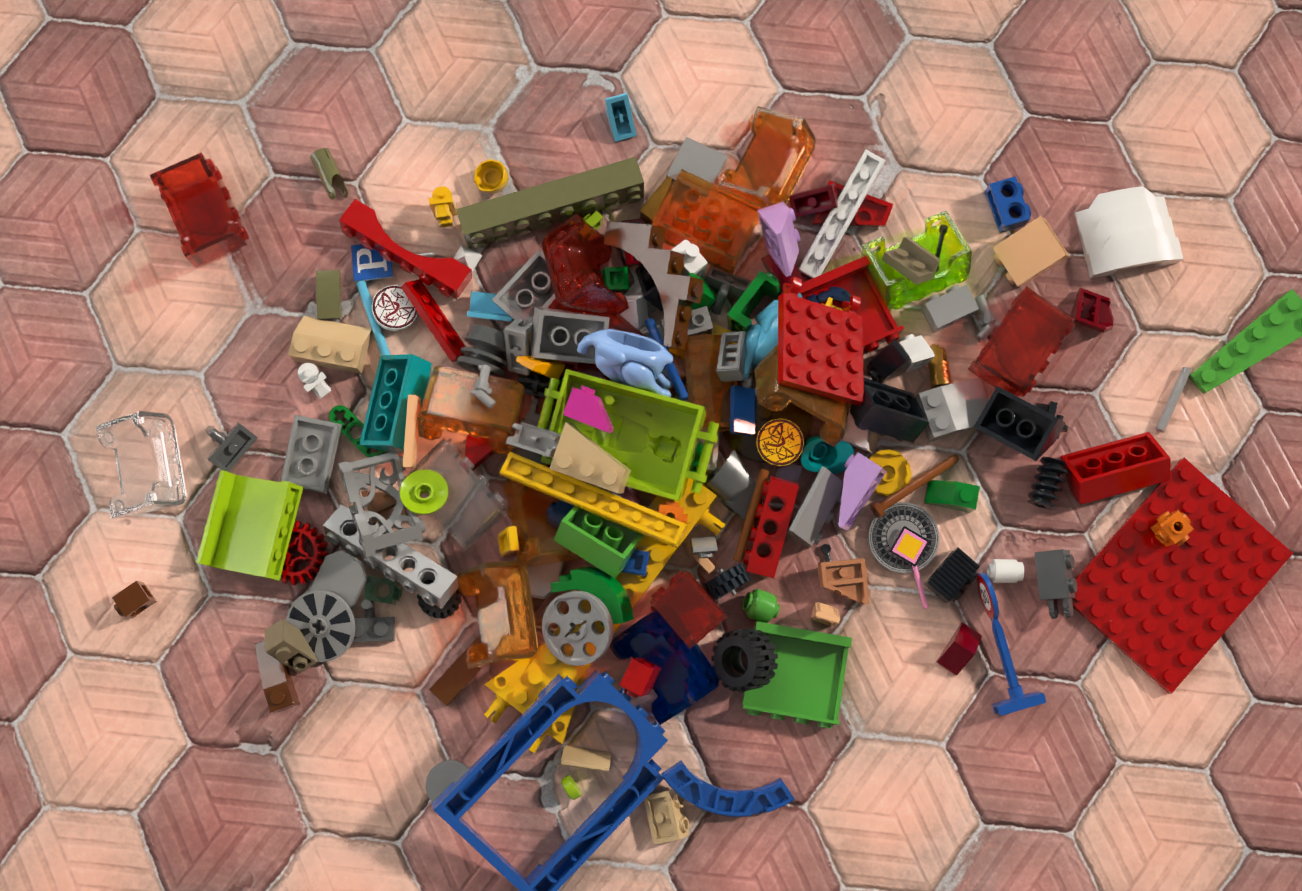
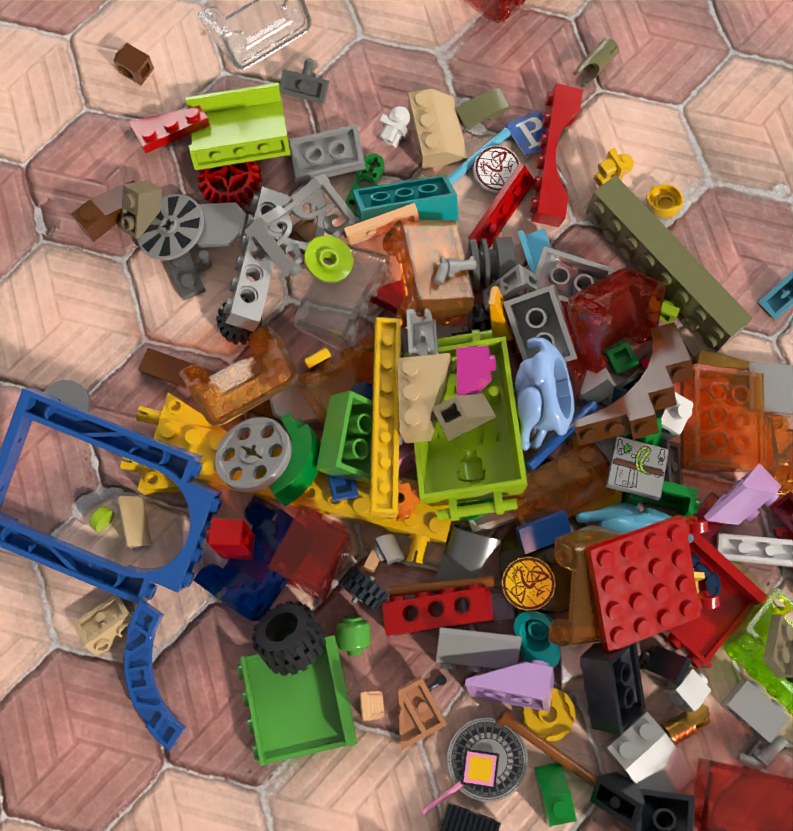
camera: 70 degrees right, 5 degrees down
(218, 591) = (168, 127): none -> wing
(372, 590) = (220, 259): clear green brick -> none
(468, 257) = (575, 214): white slope -> none
(623, 433) = (462, 414): none -> dark tan slope
(724, 311) = (637, 468): none -> light grey tile
(731, 370) = (581, 505): light grey slope -> none
(975, 445) = (619, 798): none -> black slope

